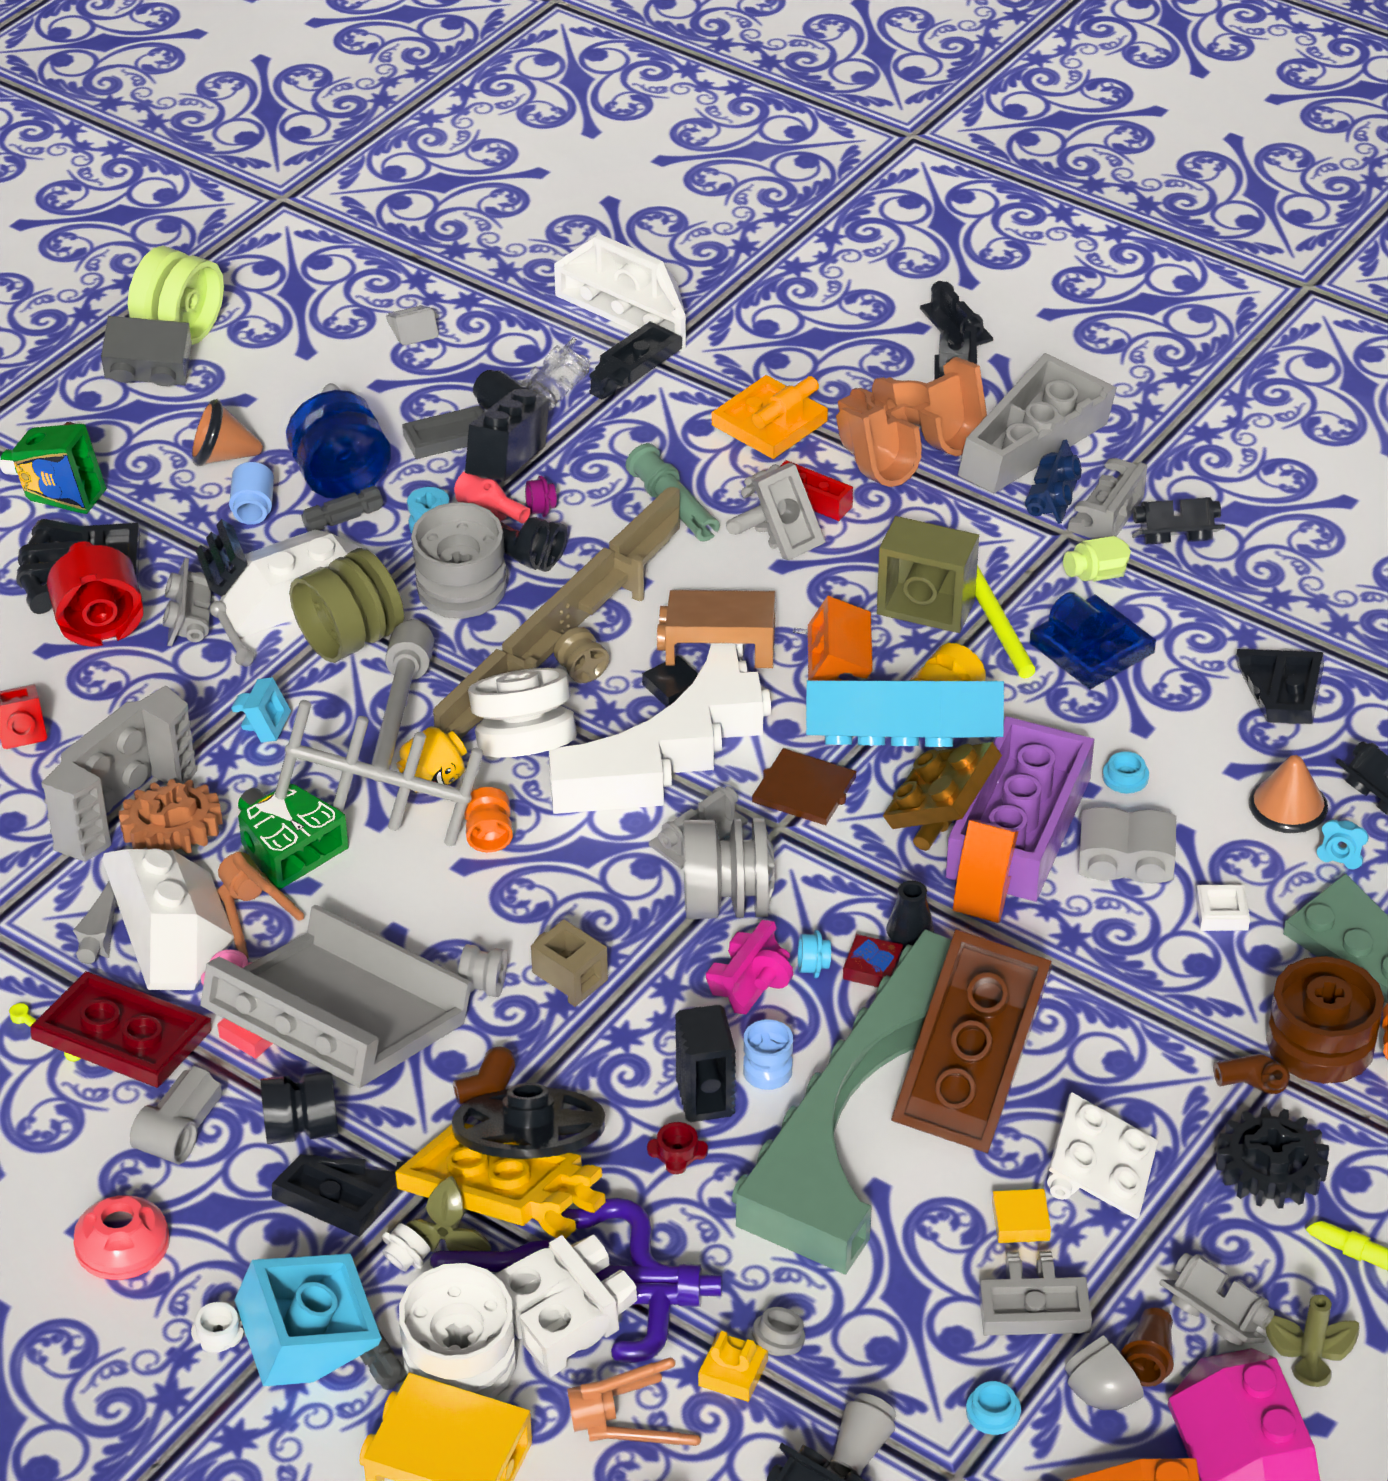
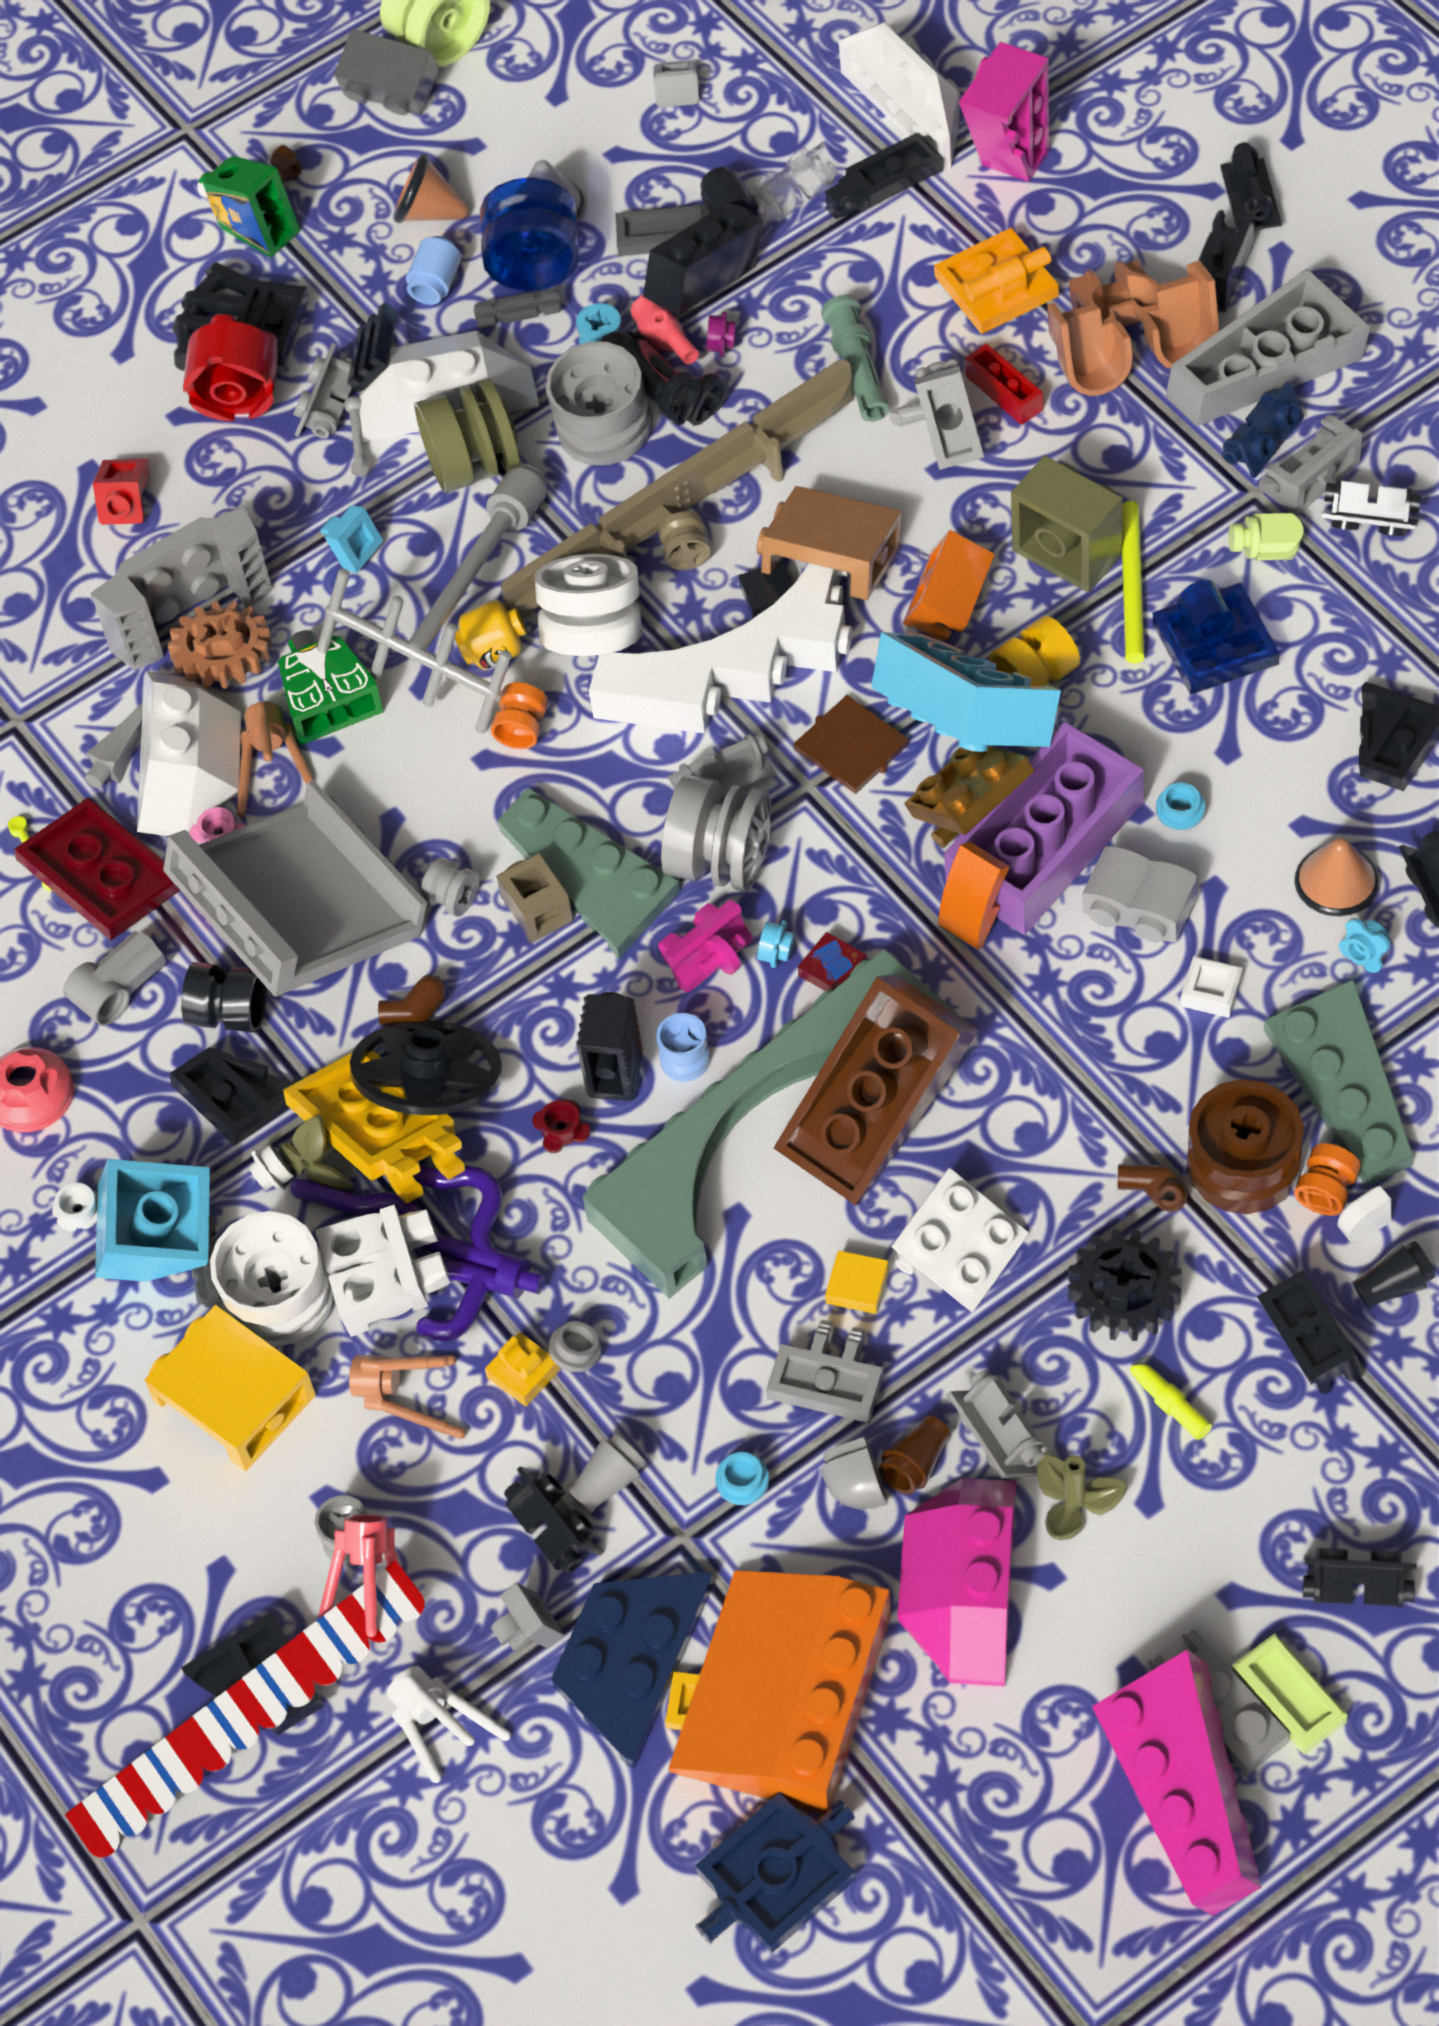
camera: 25 degrees right, 15 degrees up
(639, 941) = (603, 880): none -> sand green wing
(736, 283) = (1009, 111): none -> dark pink wedge
(909, 914) = (883, 927): black cone -> none

